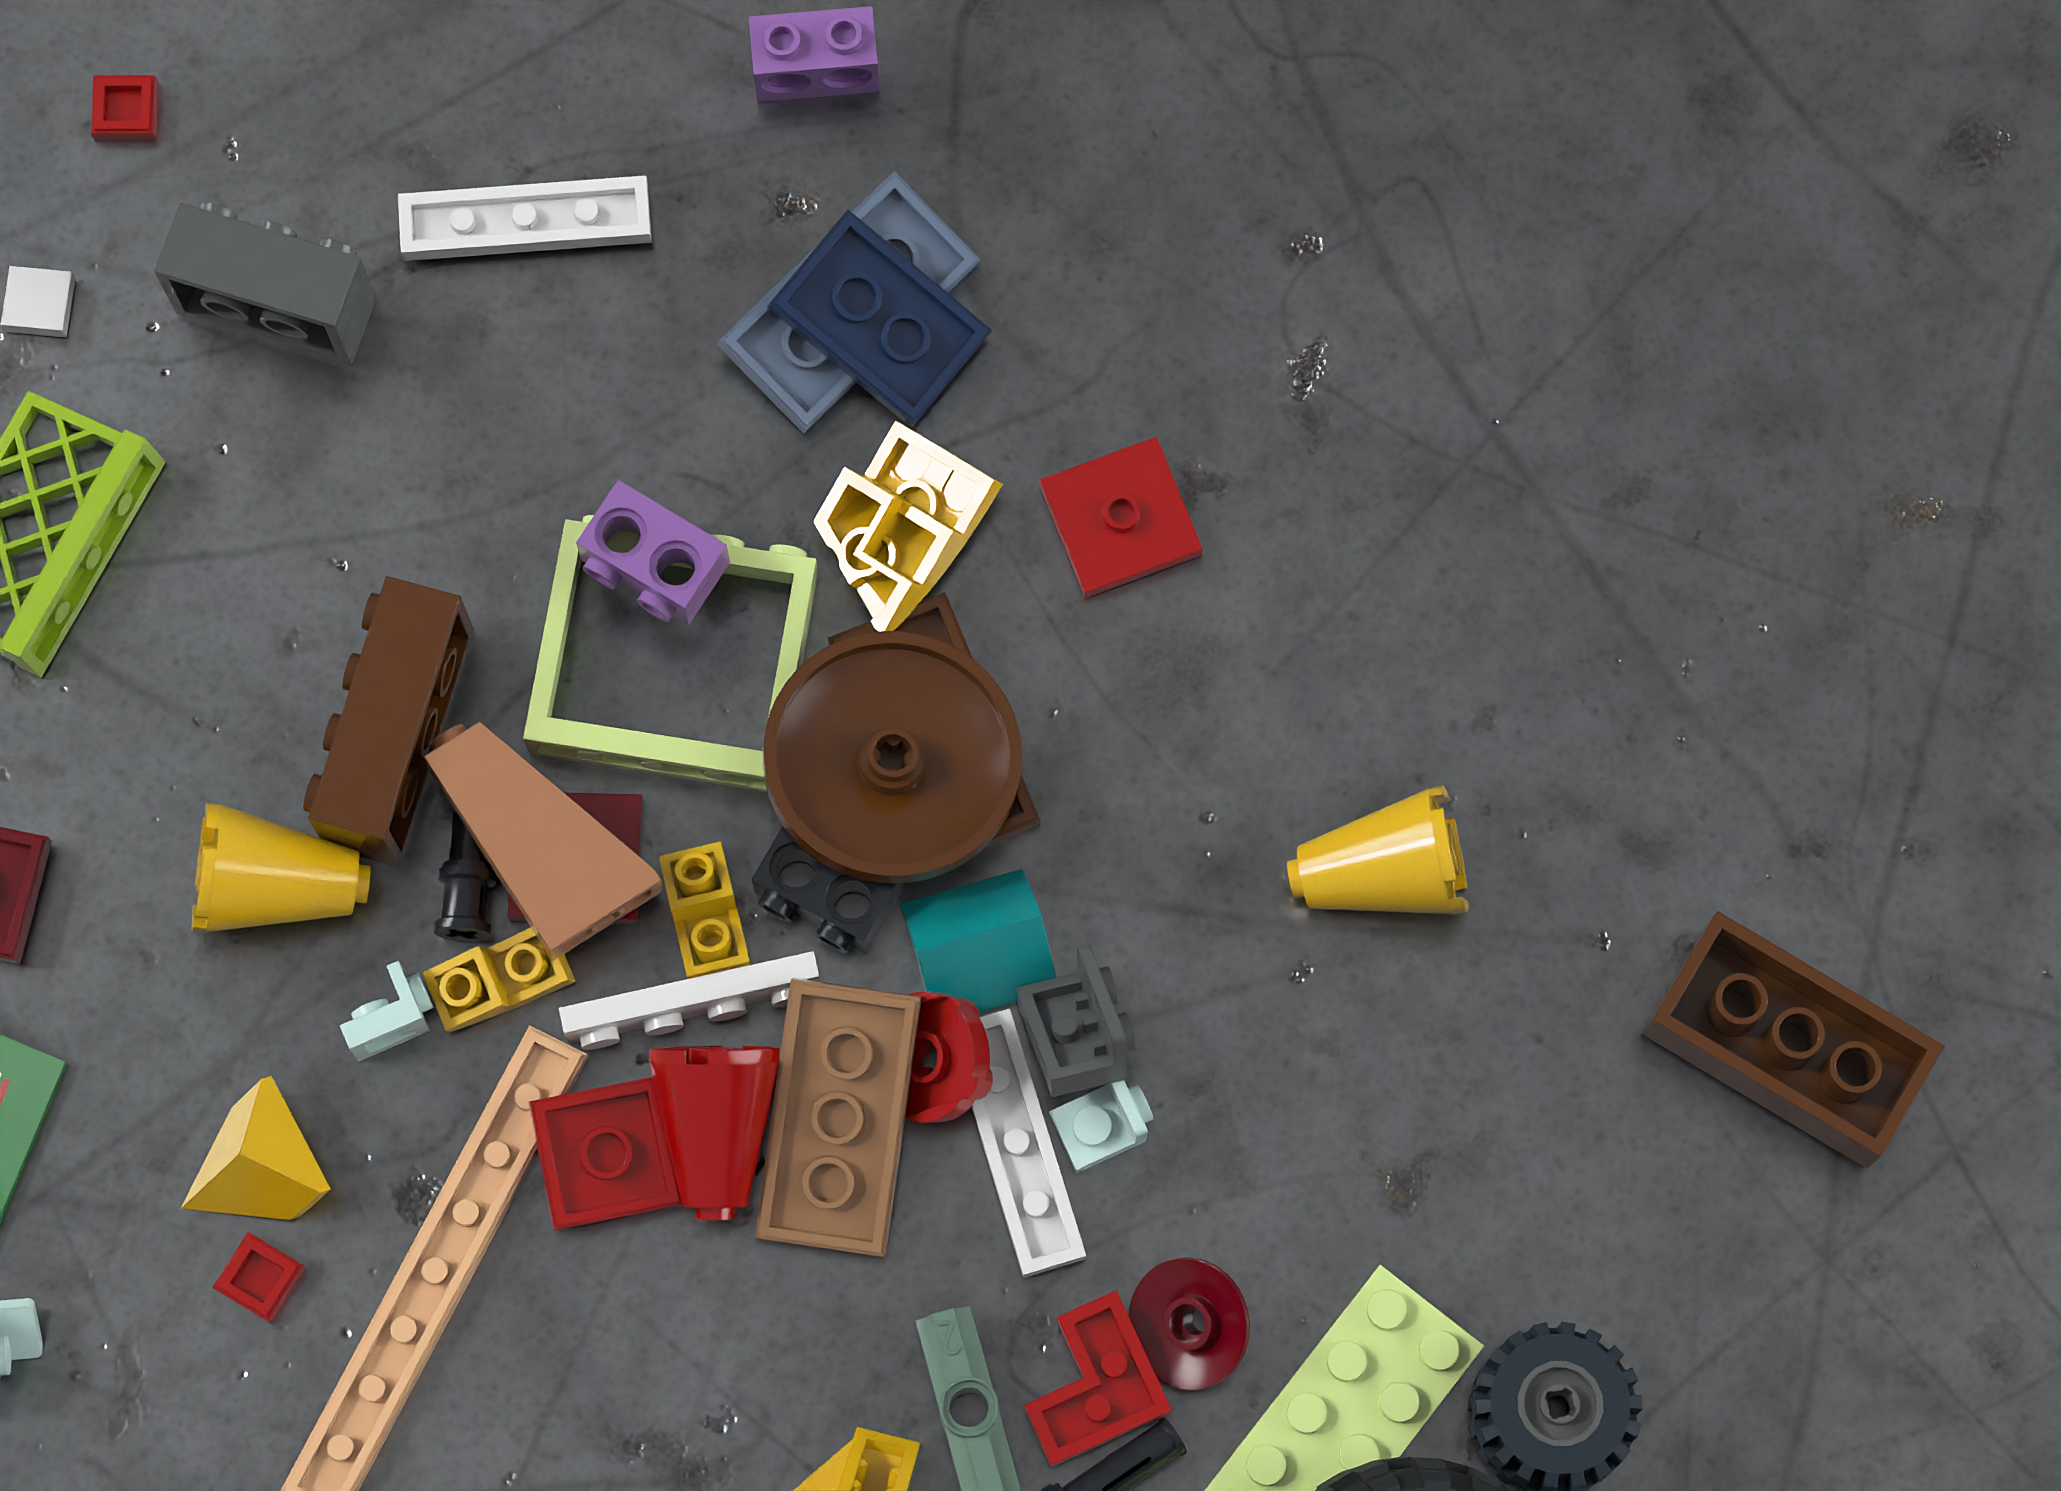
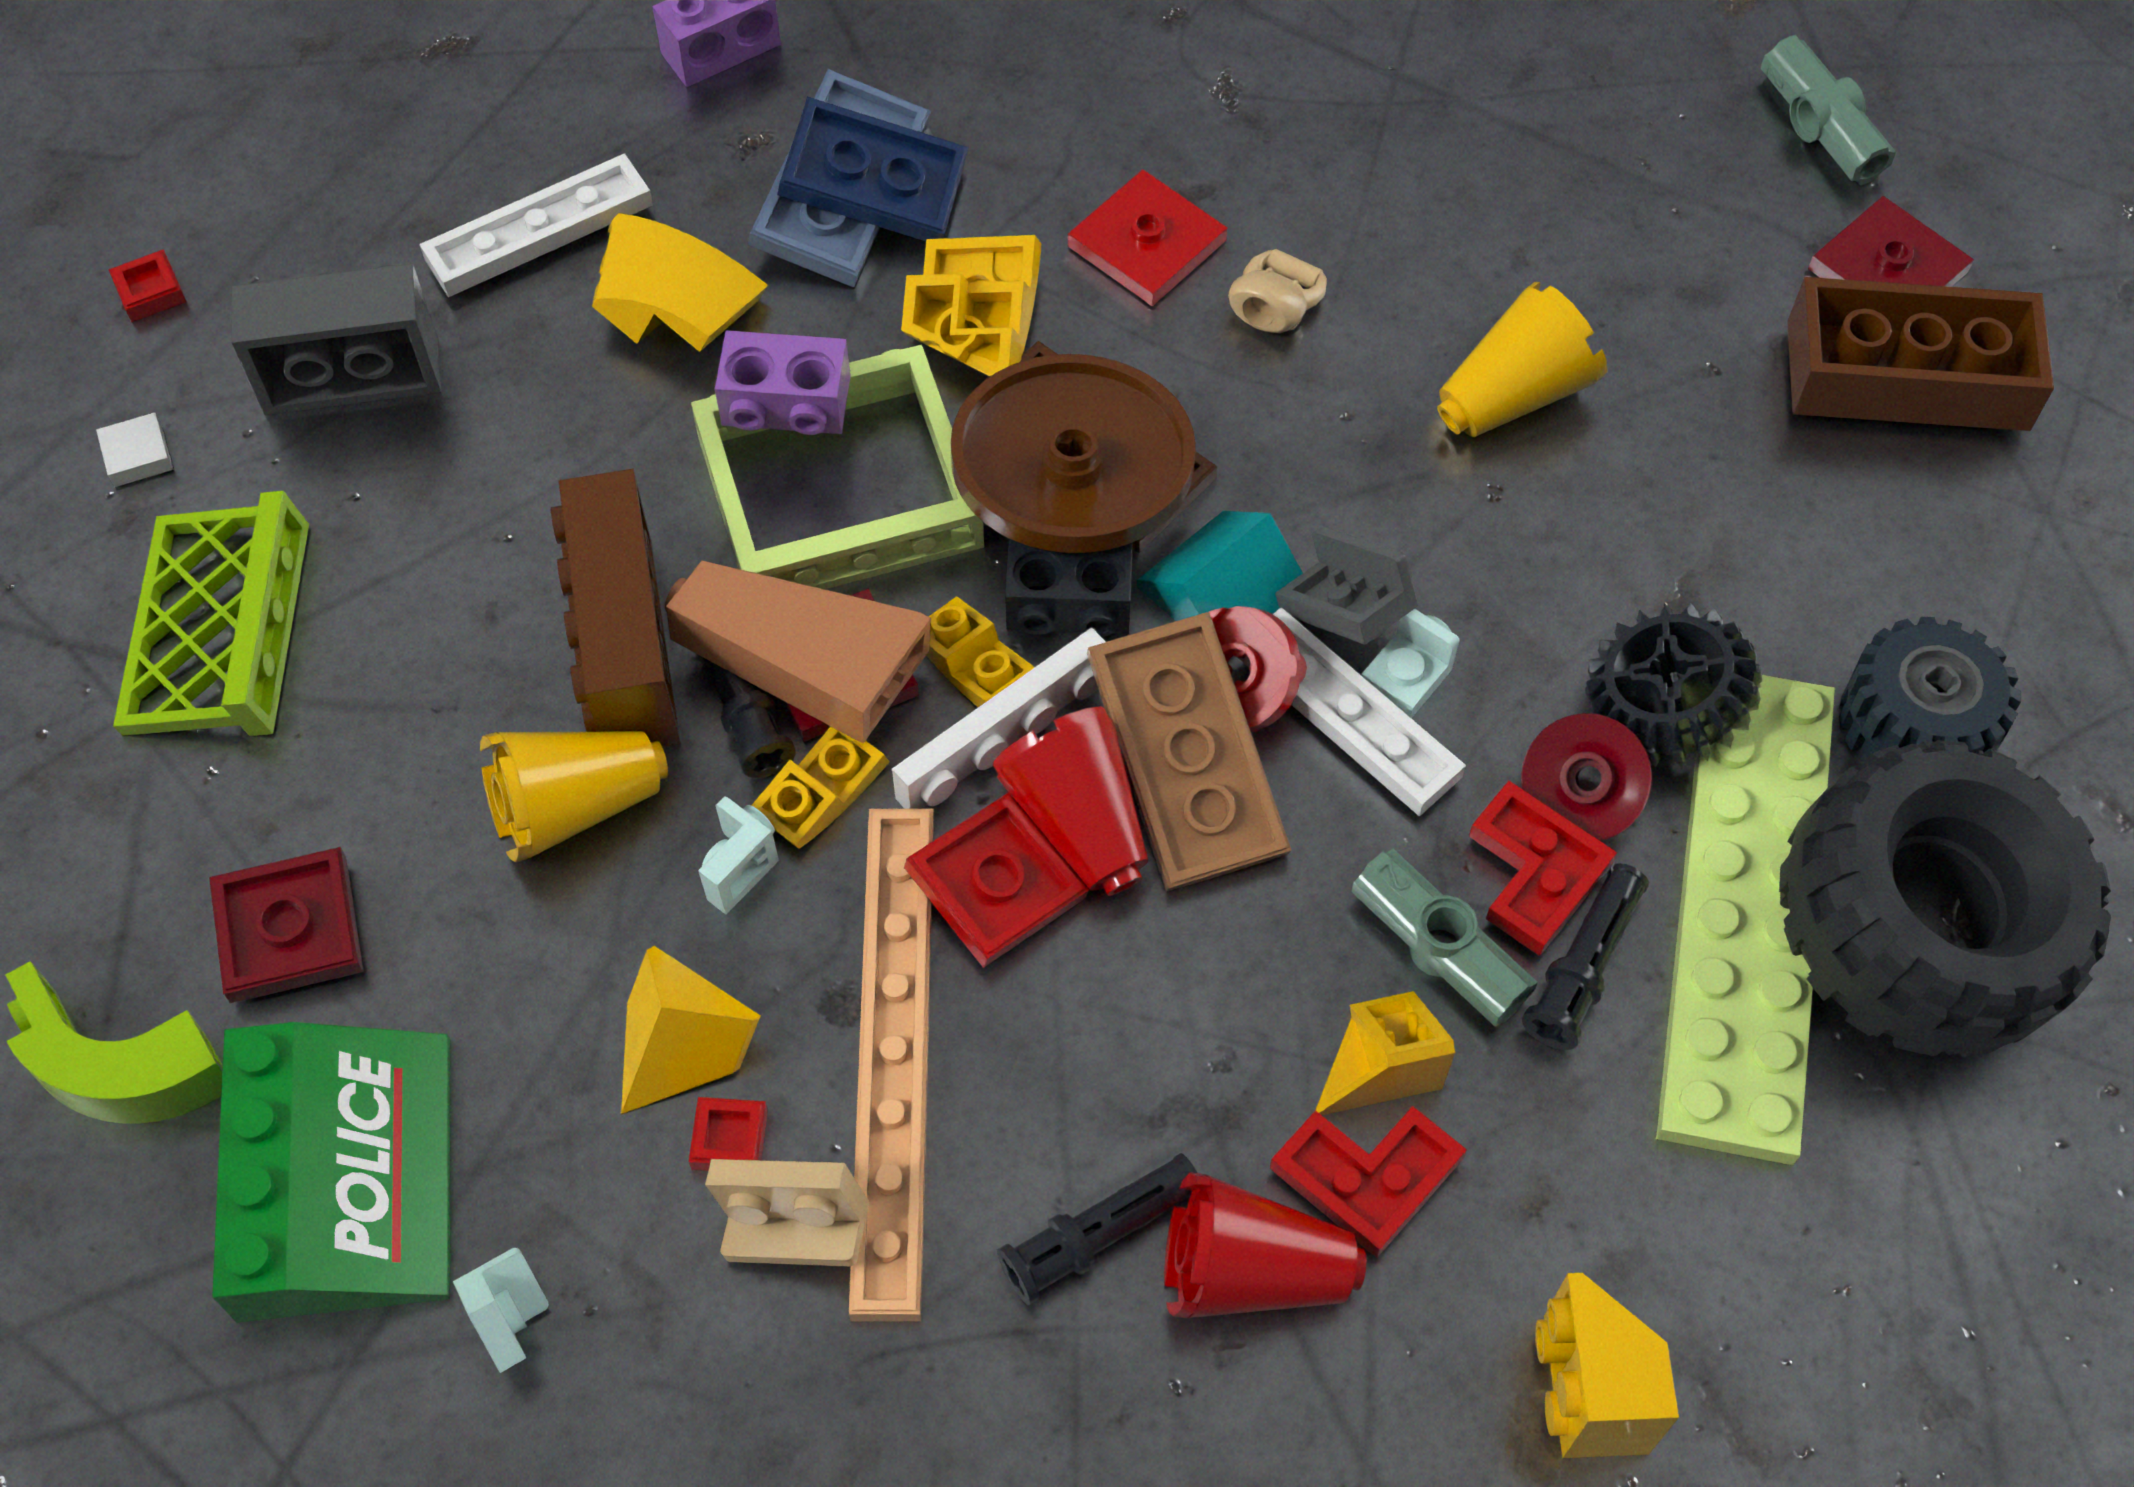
camera: 25 degrees left, 15 degrees down
(266, 1386) = (789, 1211): none -> tan bracket
(617, 357) = (670, 278): none -> yellow slope
(1199, 654) = (1274, 296): none -> tan piece
(1339, 1229) = (1713, 688): none -> black gear
(1855, 910) = (1891, 248): none -> dark red plate
(1905, 702) = (1828, 110): none -> sand green piece

